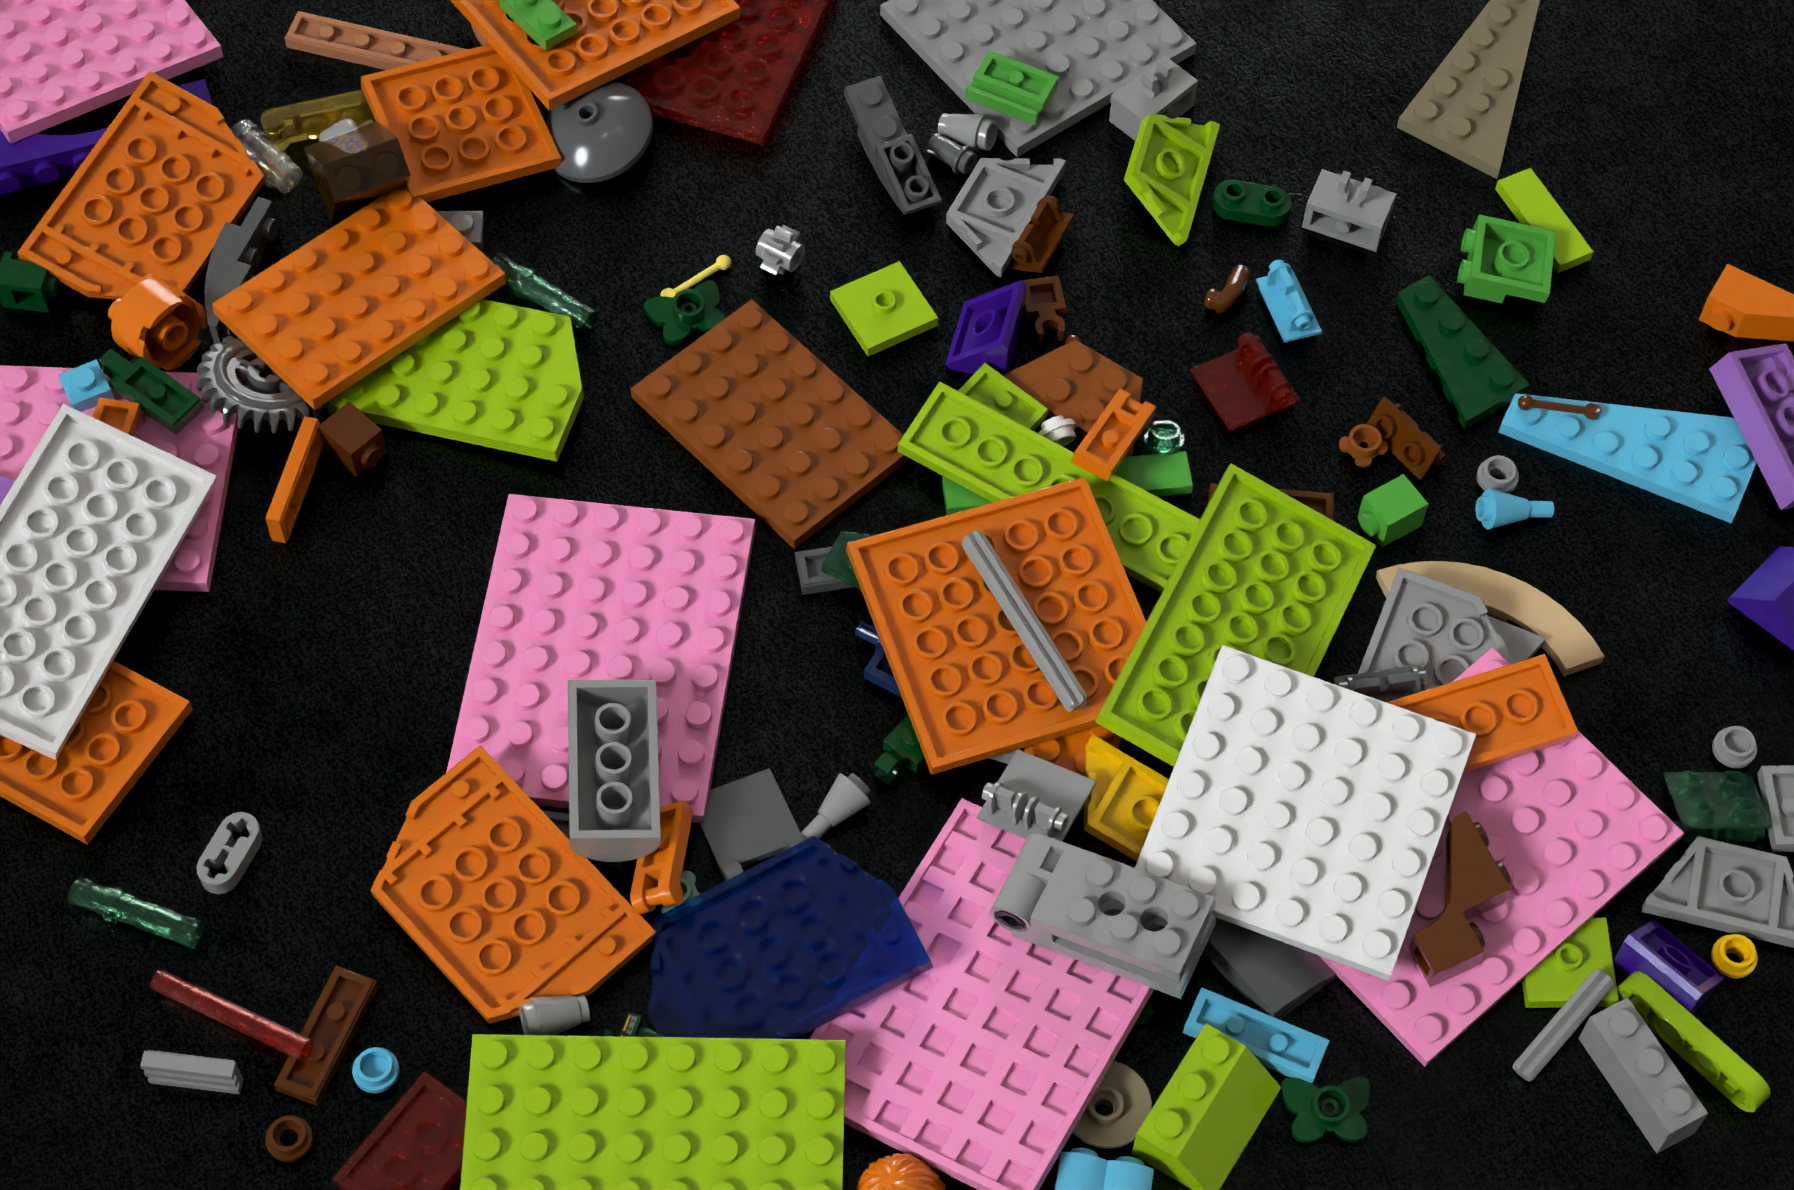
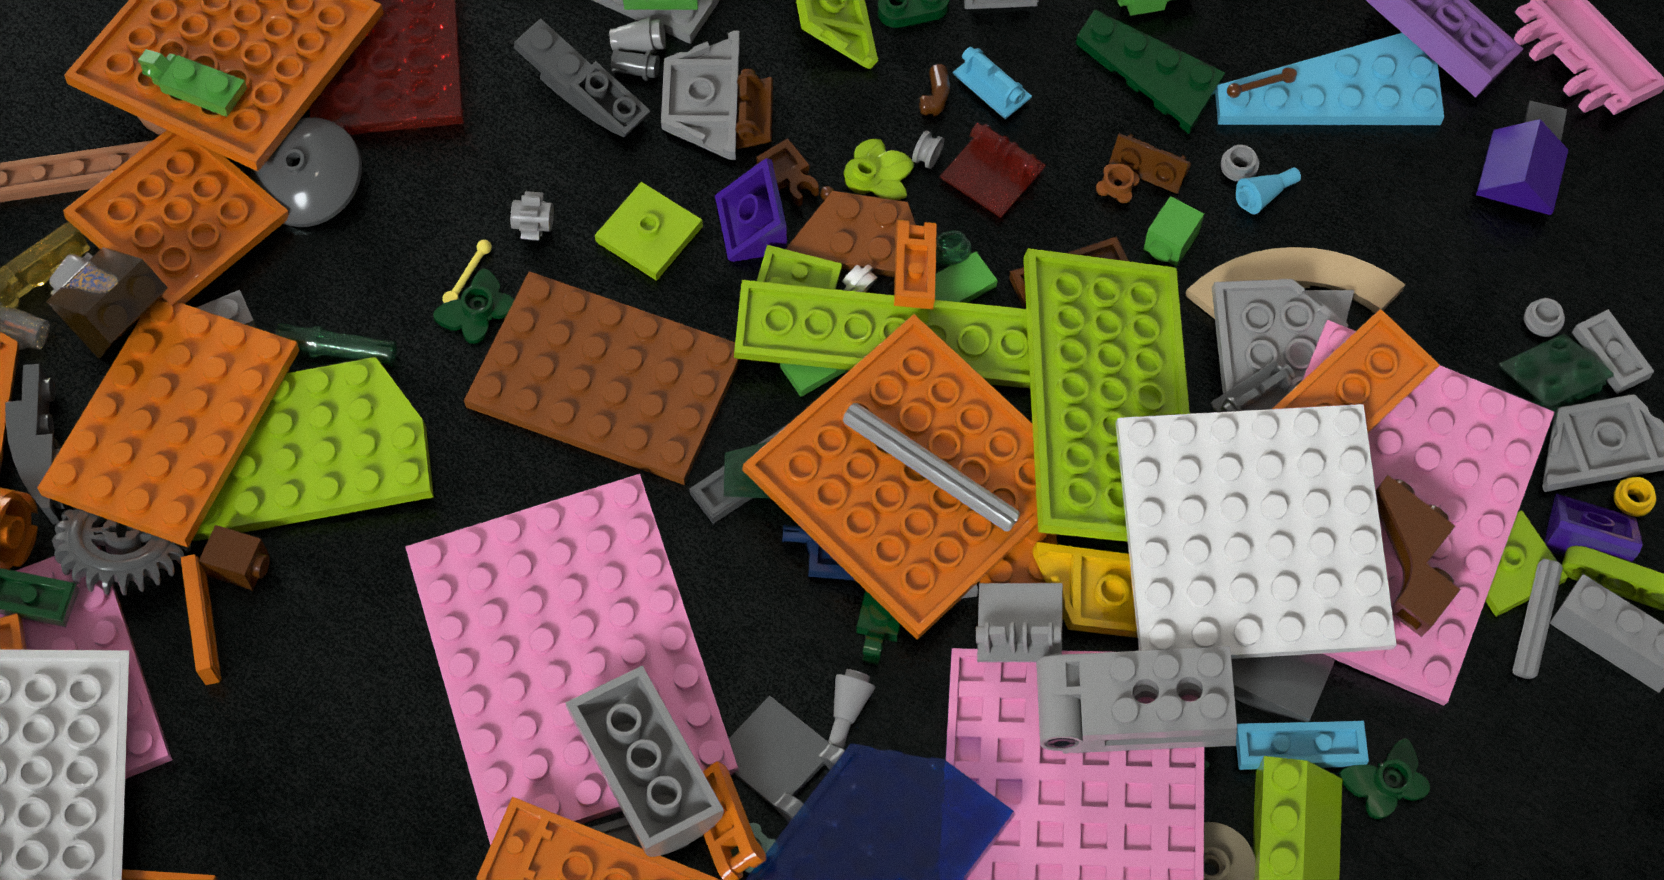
camera: 25 degrees left, 5 degrees up
(1132, 340) = (878, 170): none -> lime plate
(1190, 339) = (928, 149): none -> light grey bush

